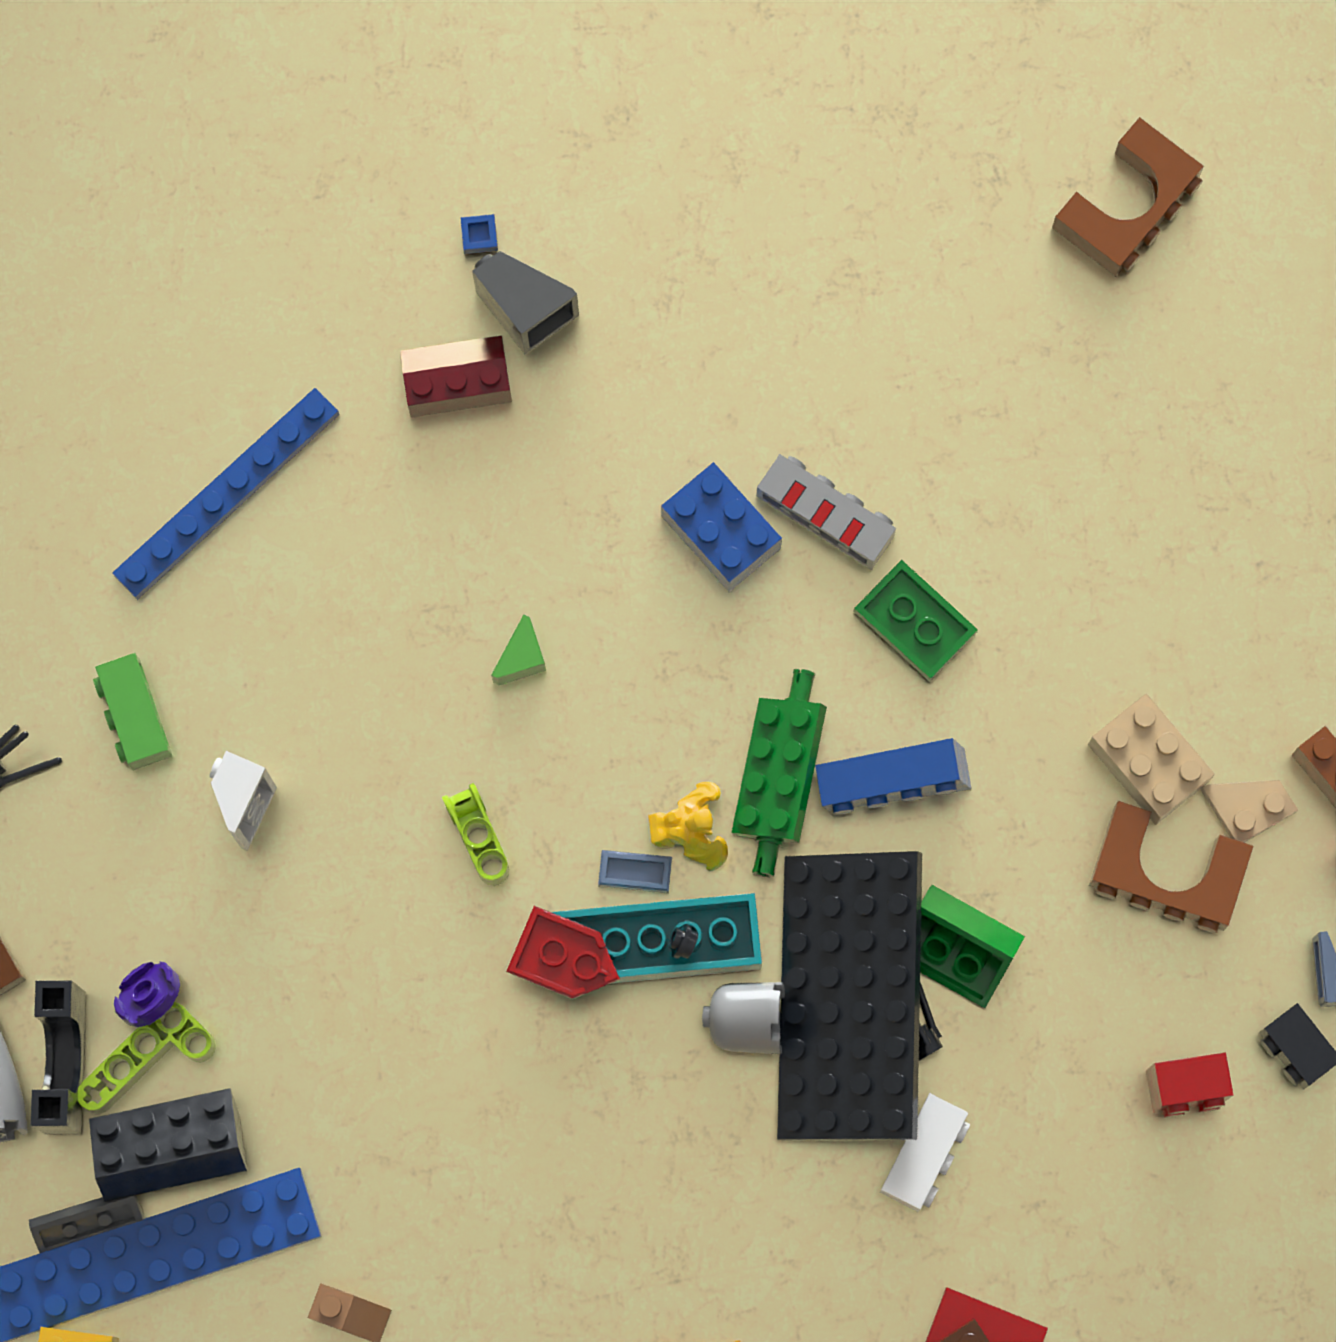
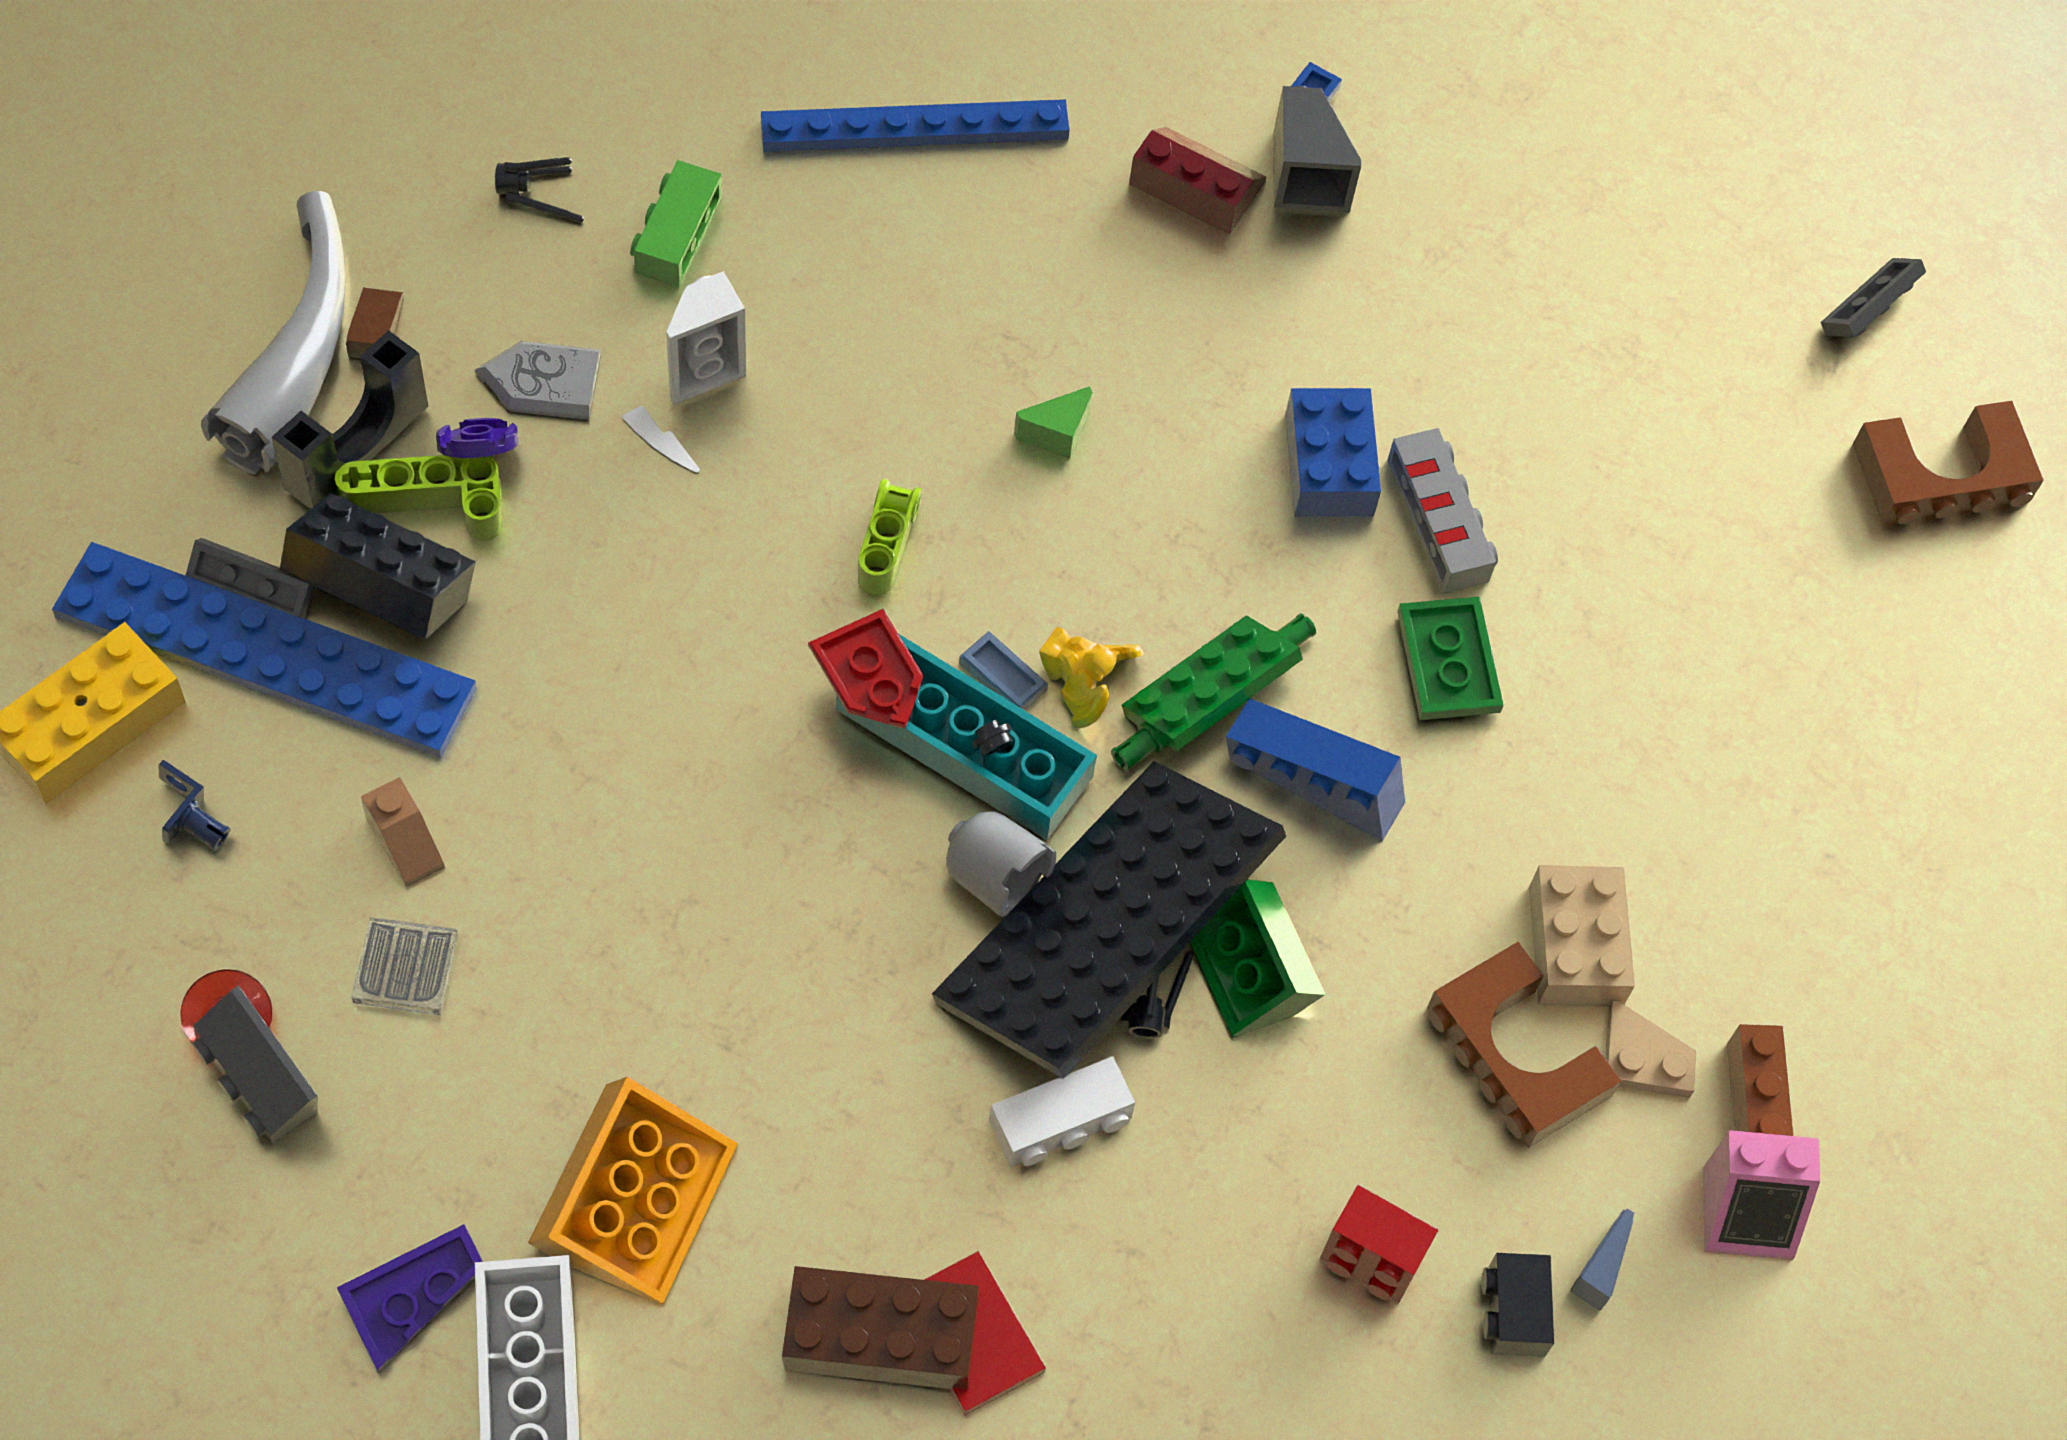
camera: 30 degrees right, 15 degrees down
(144, 905) = (544, 379): none -> light grey tile
(265, 885) = (665, 442): none -> white sticker
(986, 100) = (1873, 297): none -> dark grey plate

